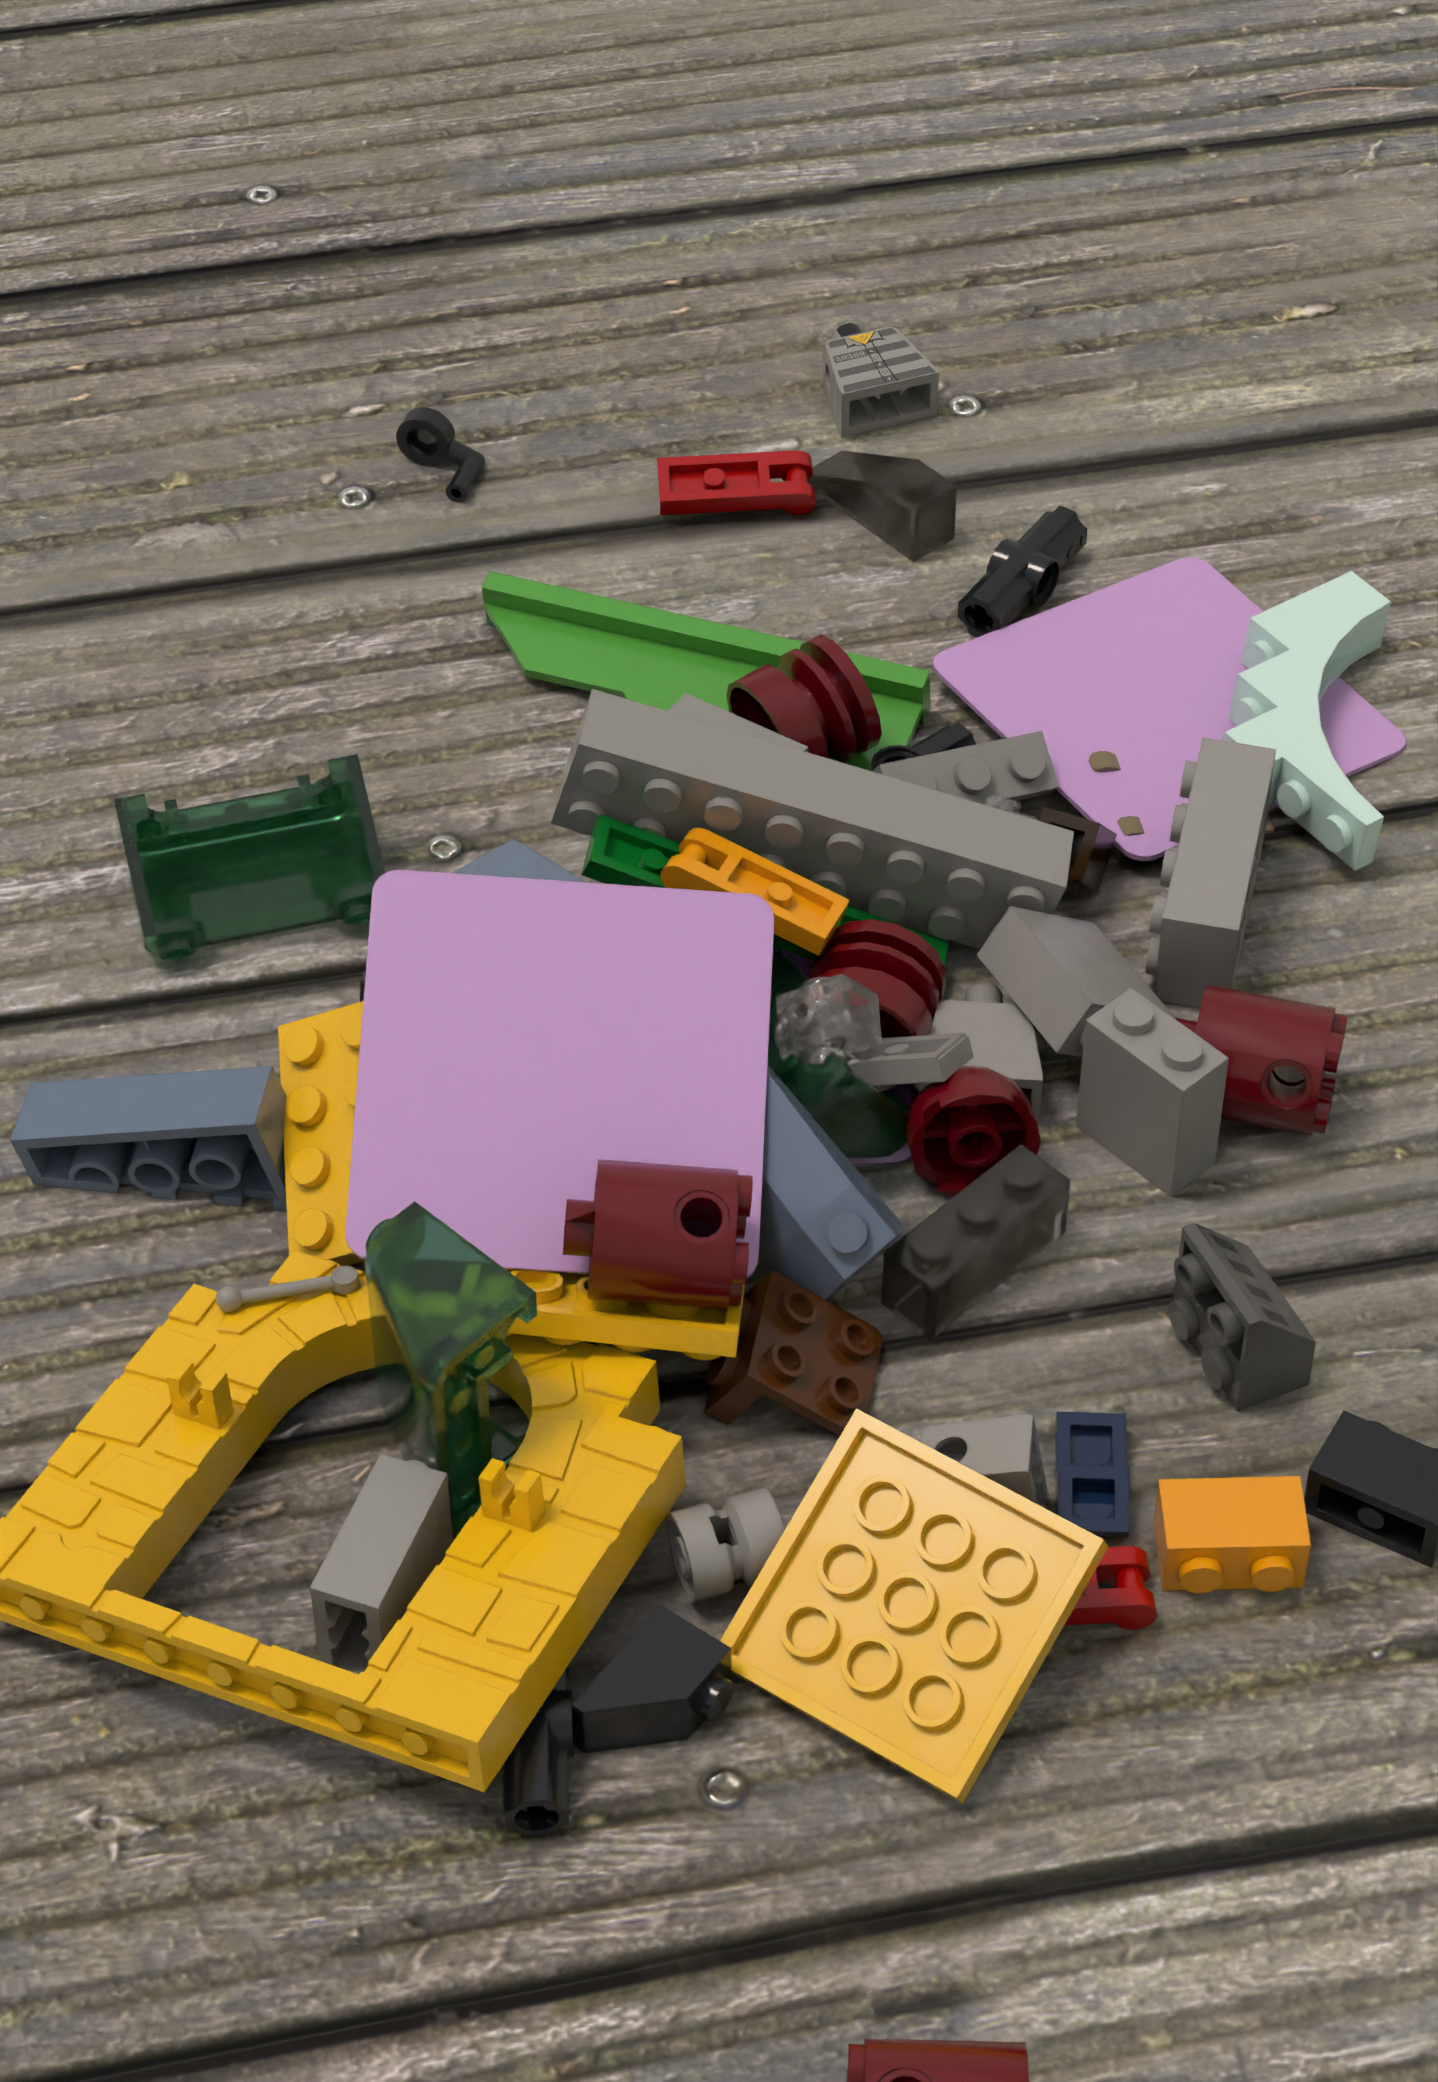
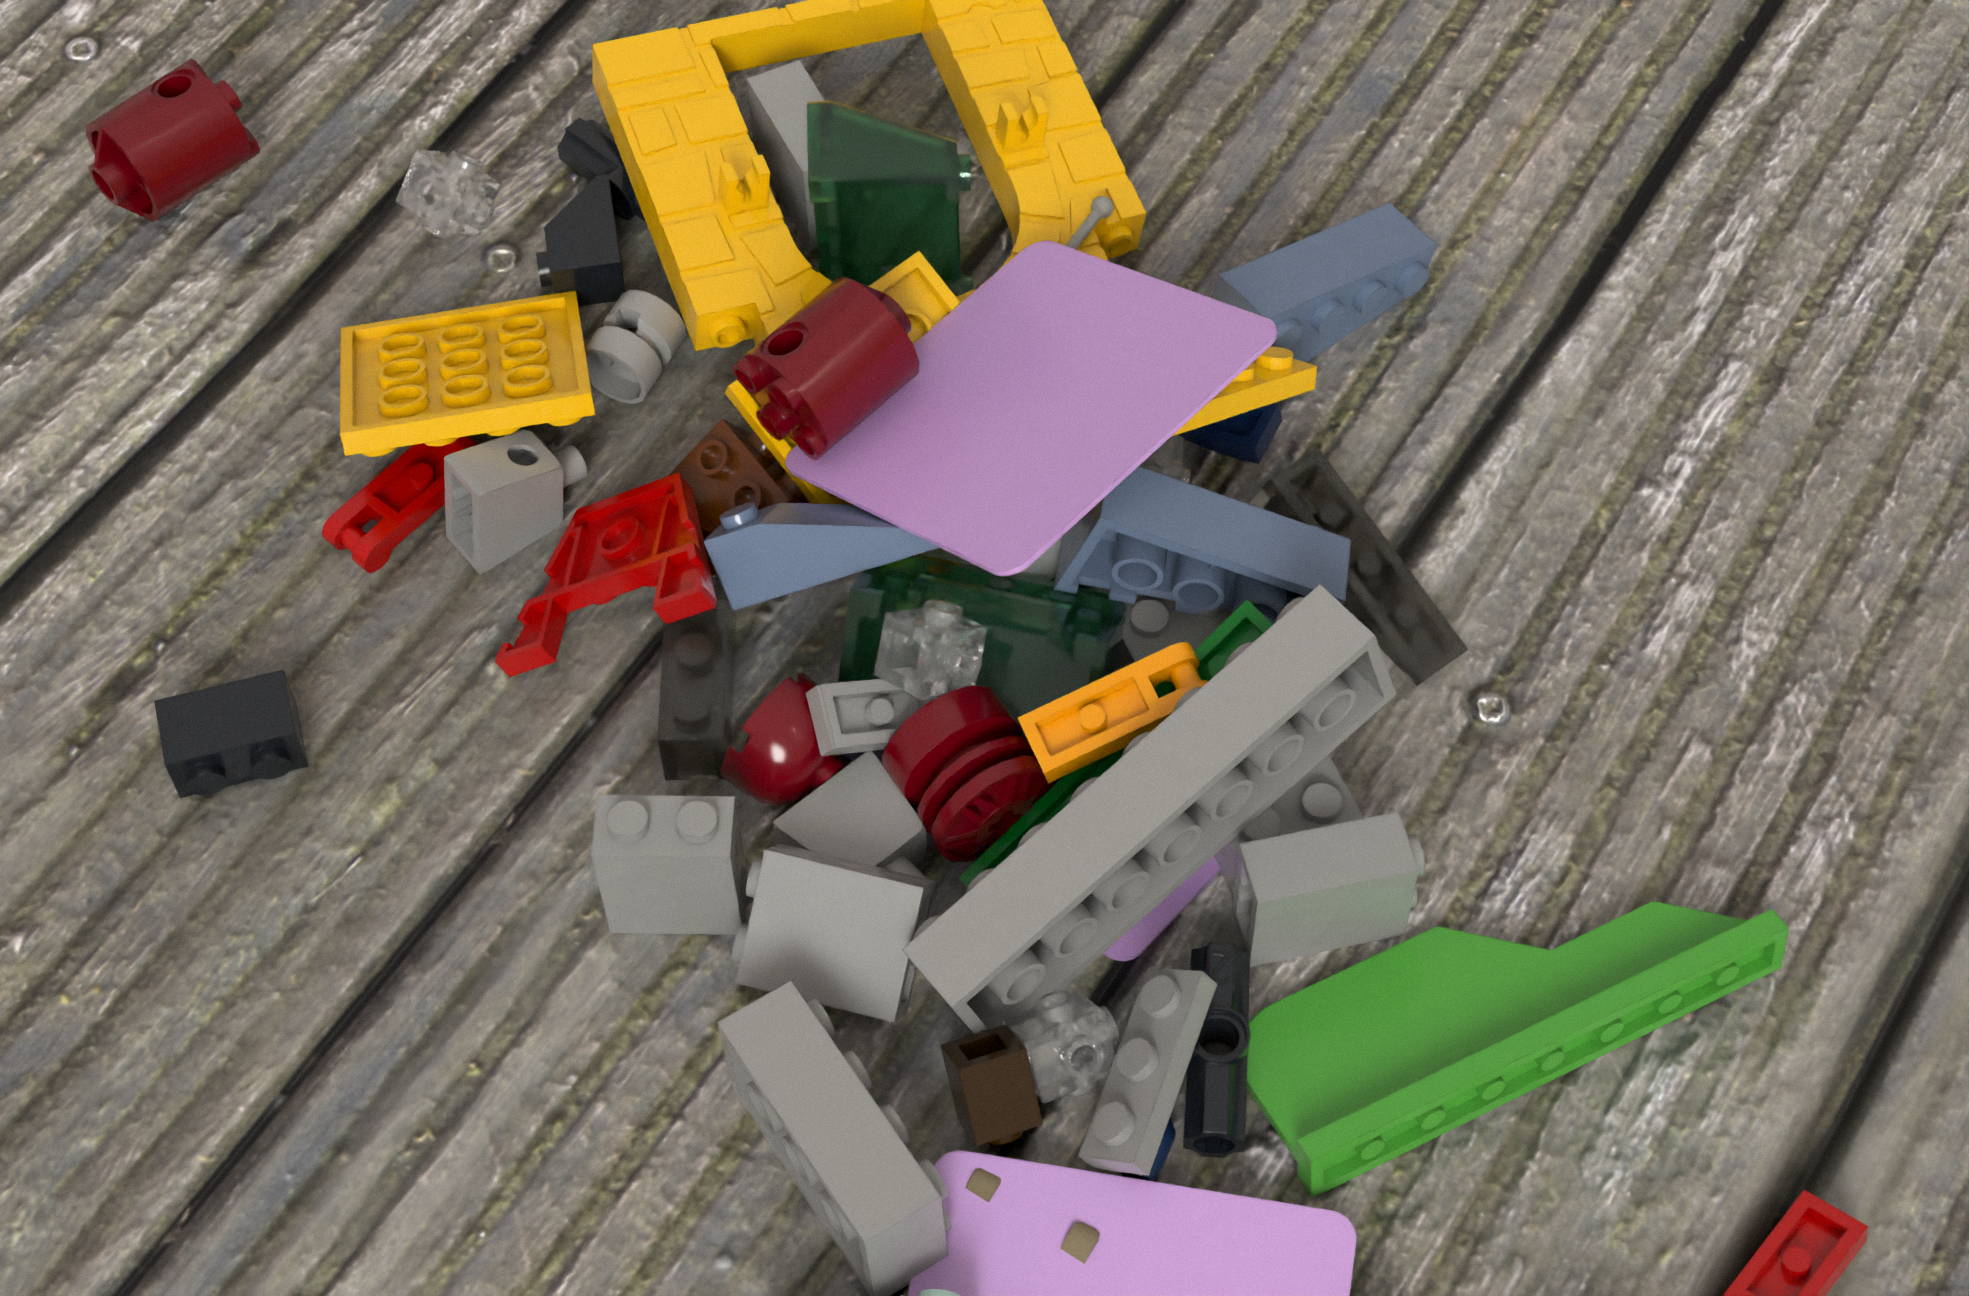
camera: 135 degrees right, 10 degrees up
(251, 862) = (1582, 531): clear green windscreen -> none
(723, 1840) = (449, 193): none -> clear brick
(812, 700) = (1335, 985): dark red wheel -> none
(924, 1358) = (613, 548): none -> red wing
(1092, 1472) = (455, 596): dark blue slope -> none
(1231, 1533) = (315, 615): light orange brick -> none
(1237, 1320) = (441, 756): dark grey slope -> none
(1274, 1056) = (628, 985): dark red cylinder -> none

